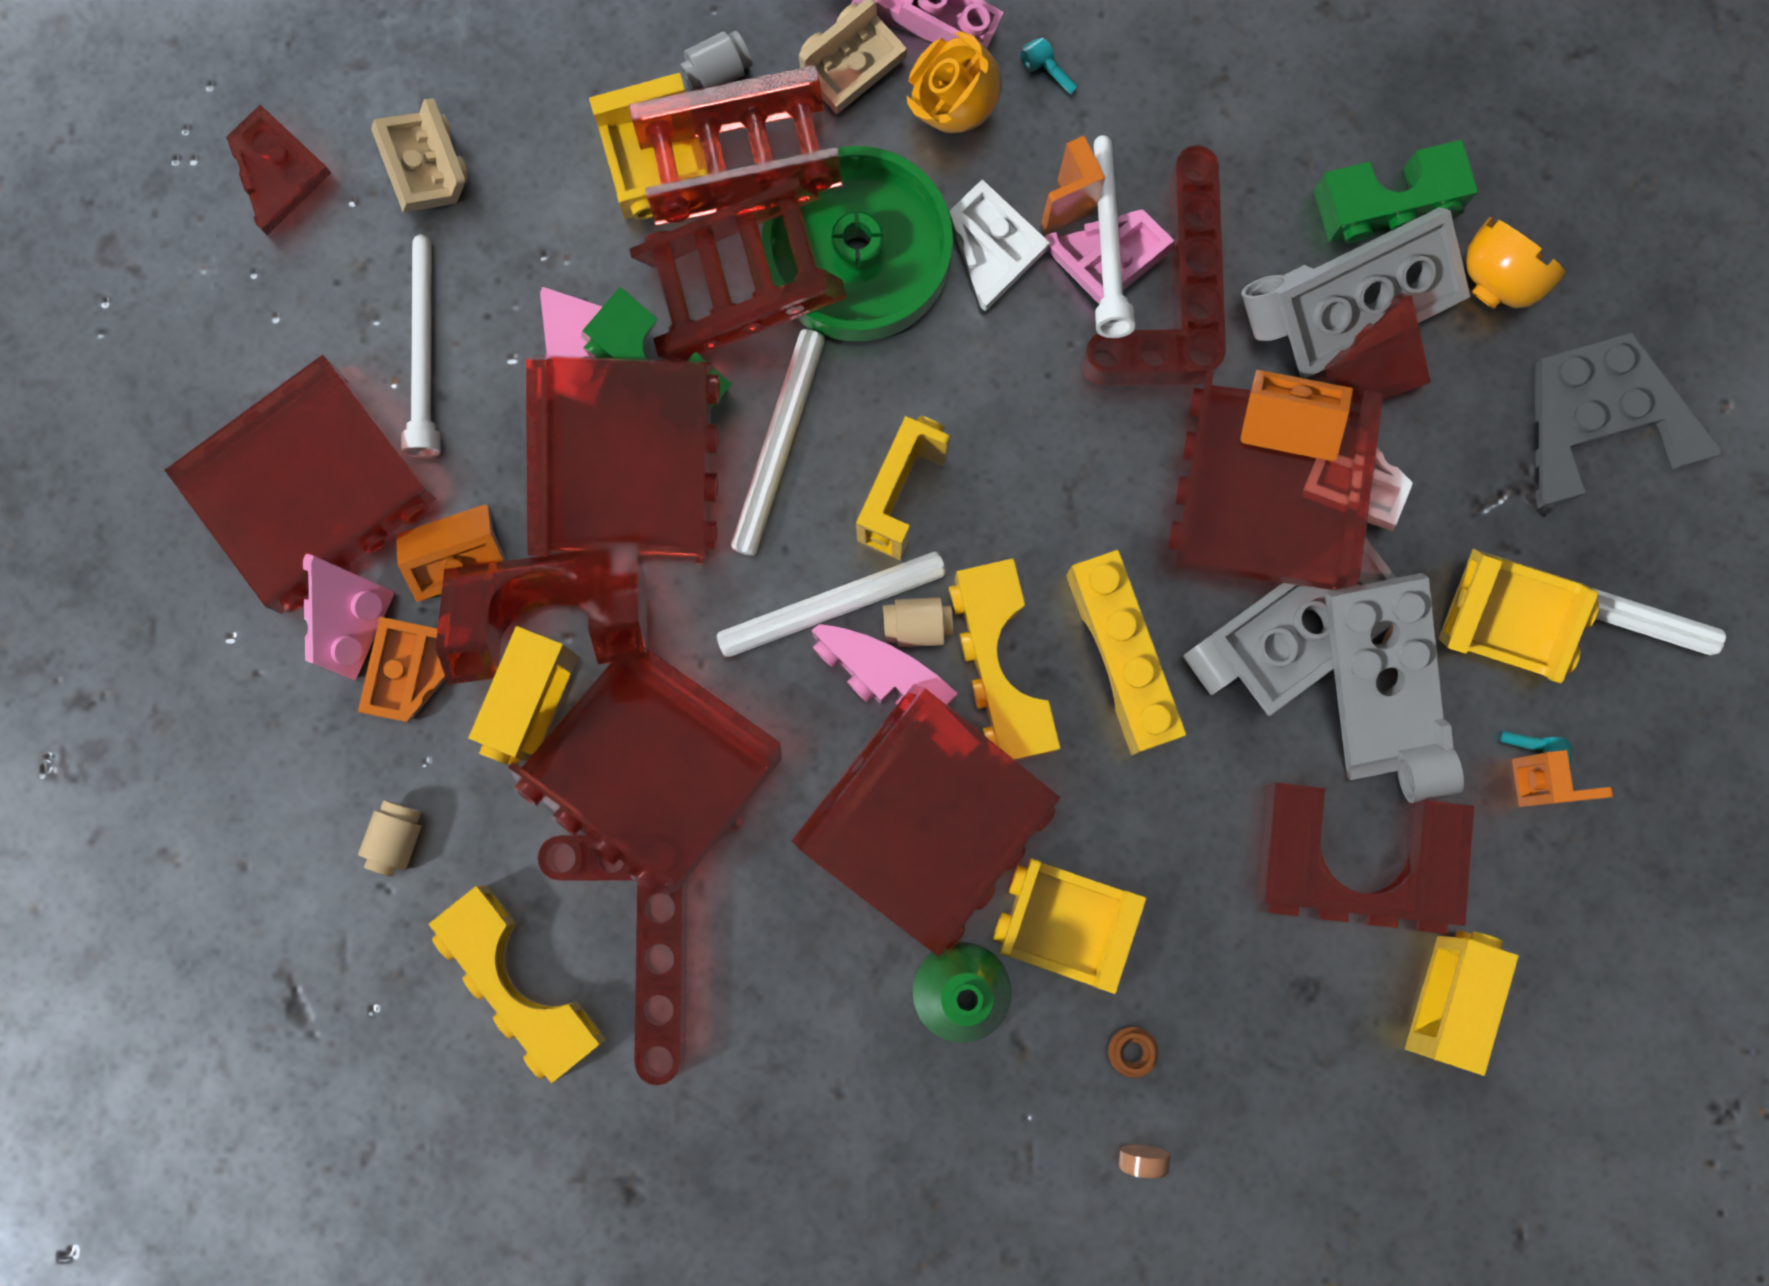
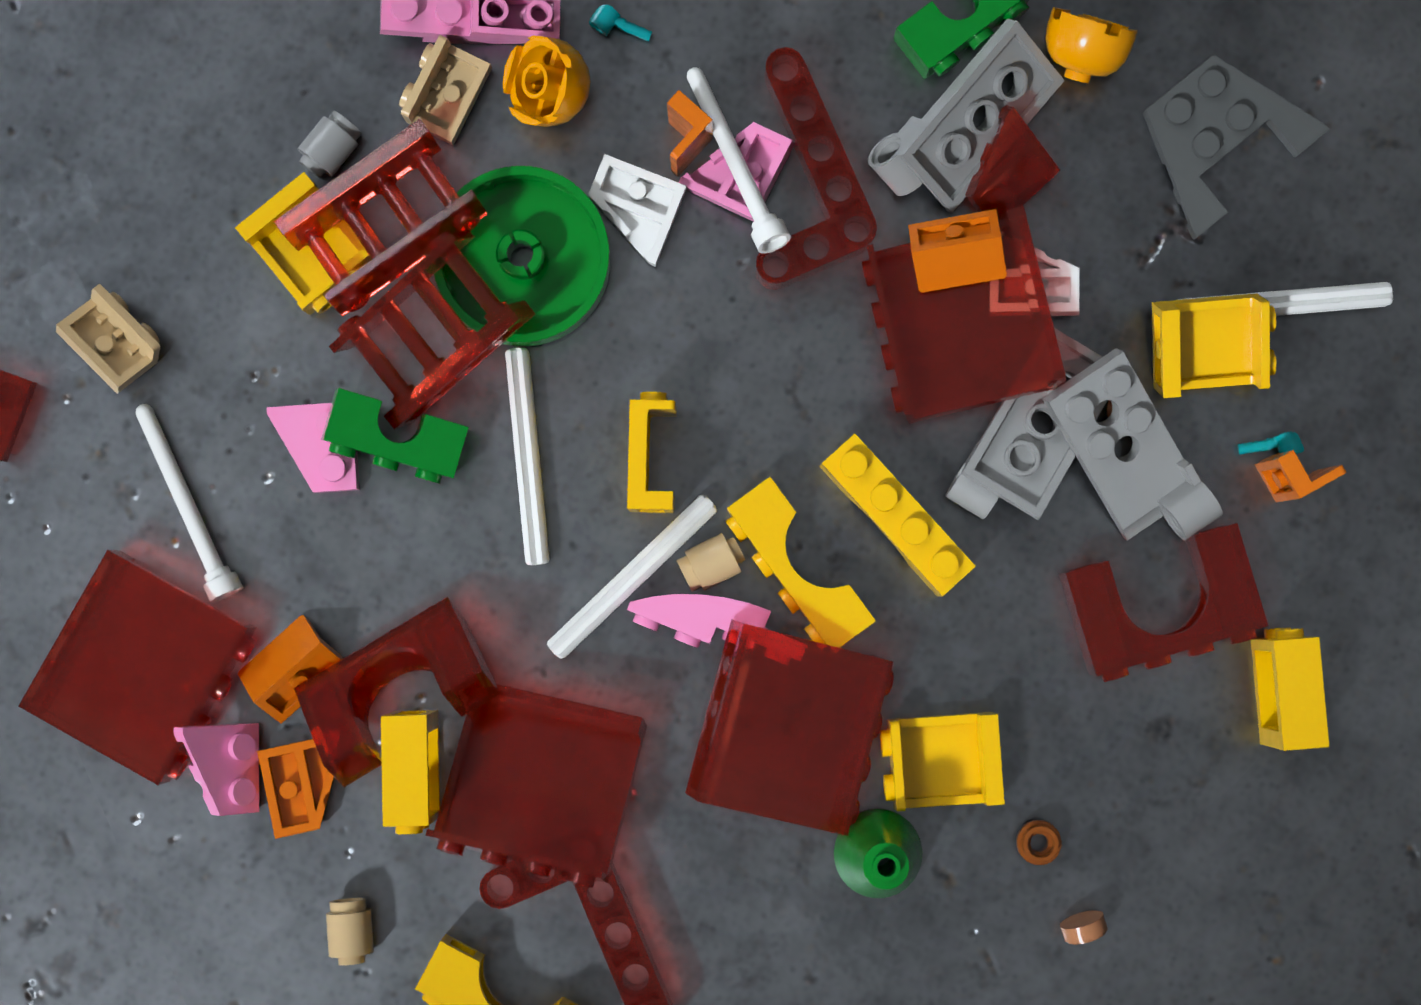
camera: 20 degrees left, 5 degrees up
(620, 455) = (401, 528): clear red panel -> none

